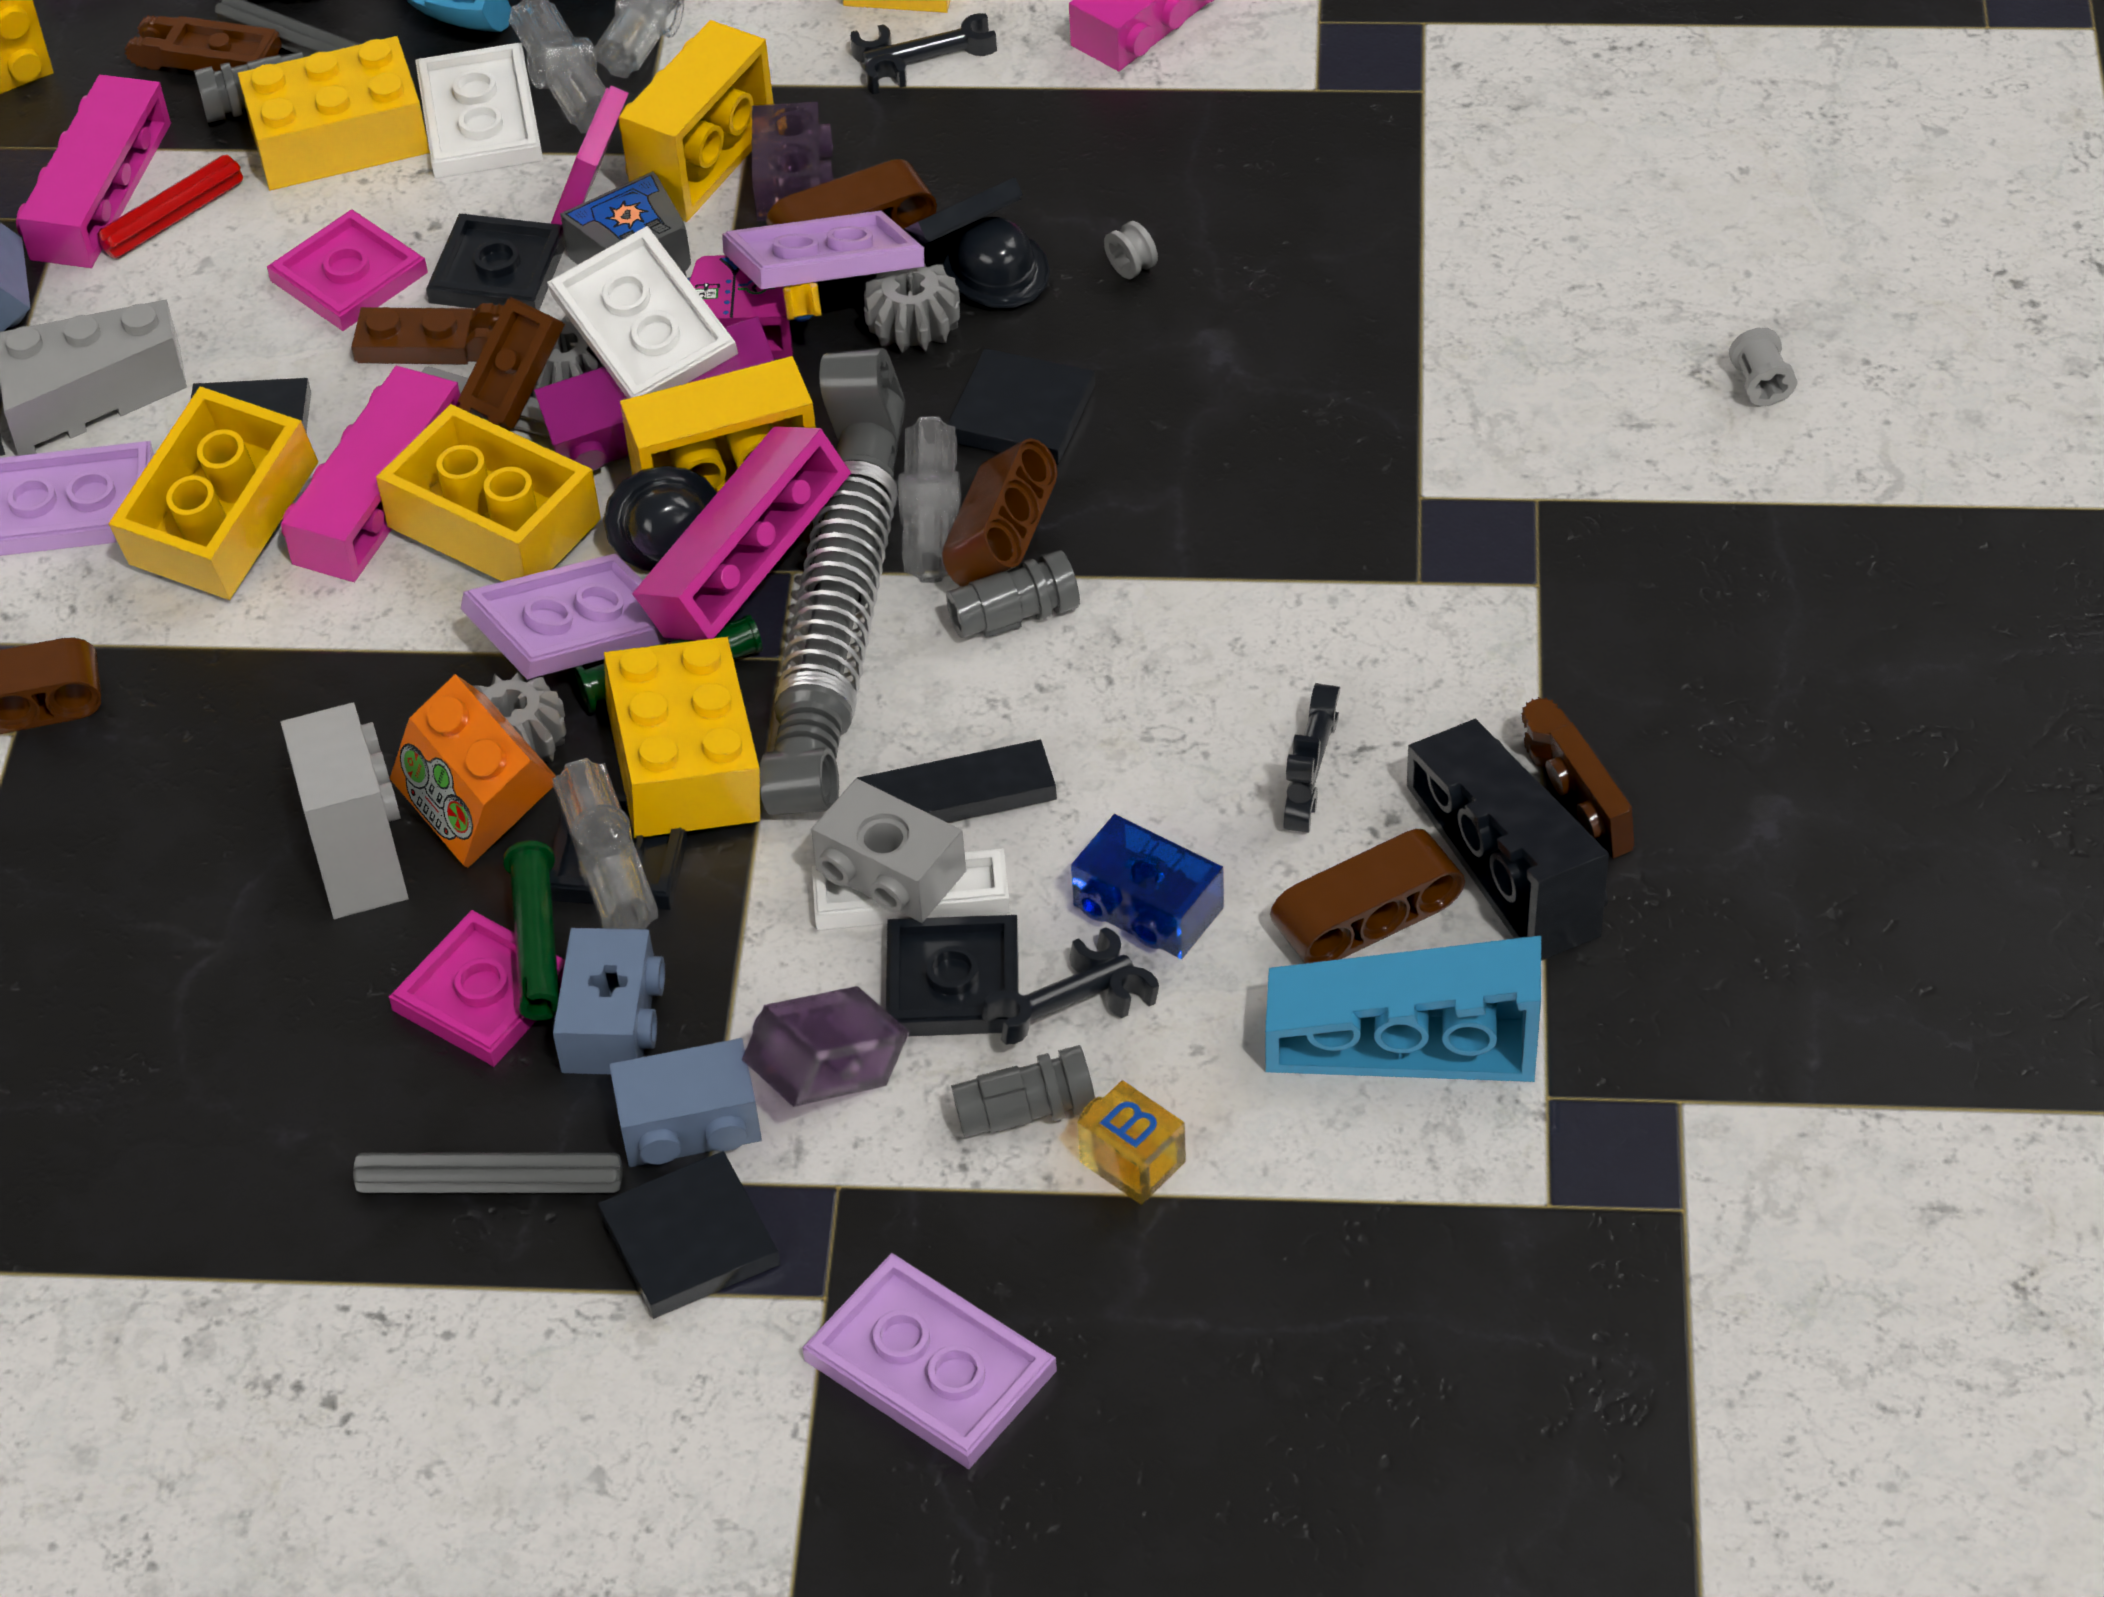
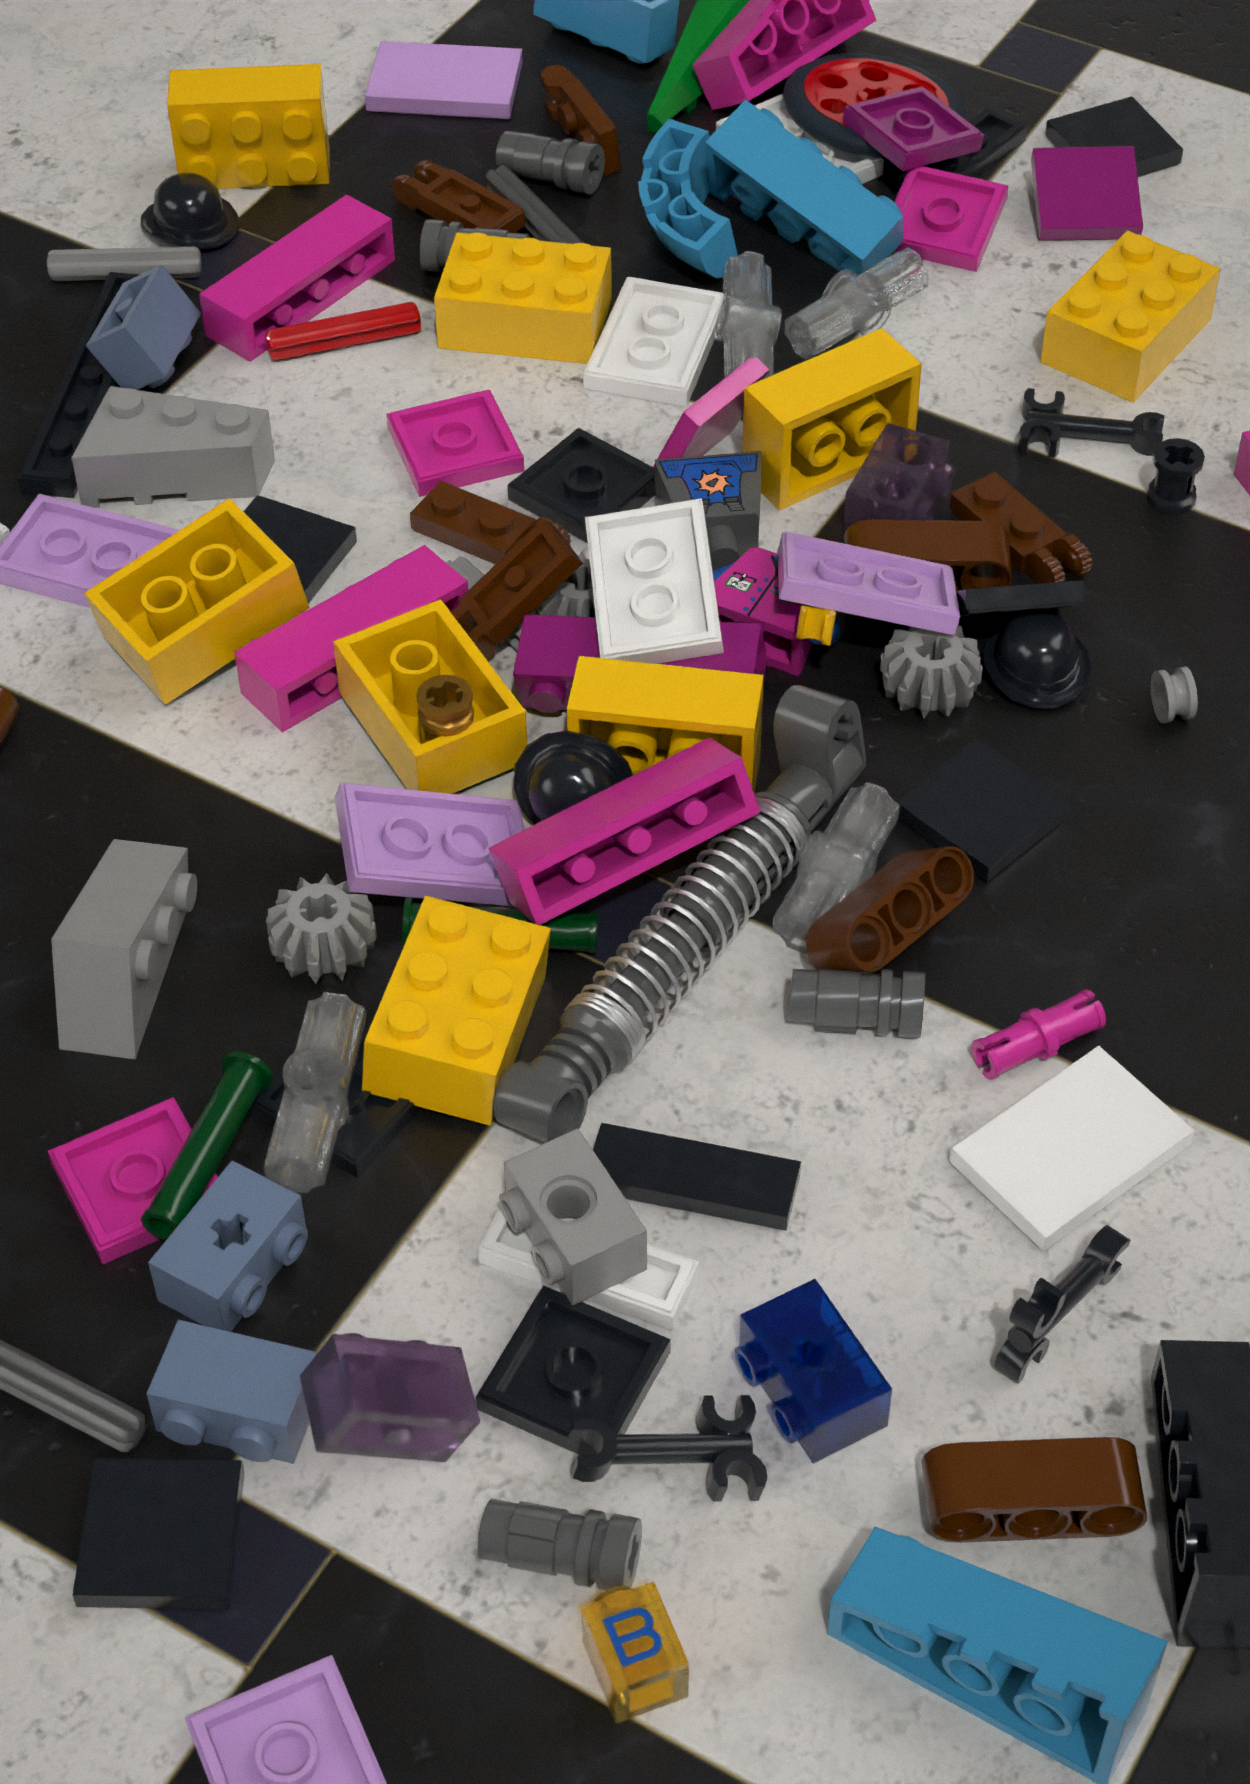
camera: 25 degrees right, 0 degrees up
(467, 769) = (246, 956): orange slope -> none
(518, 475) = (445, 705): none -> pearl gold bush
(943, 167) = (1034, 539): none -> reddish brown hinge
(1026, 56) = (1173, 484): none -> black bush
(1174, 565) = (1038, 1034): none -> dark pink pin
(1249, 641) = (1071, 1147): none -> white tile

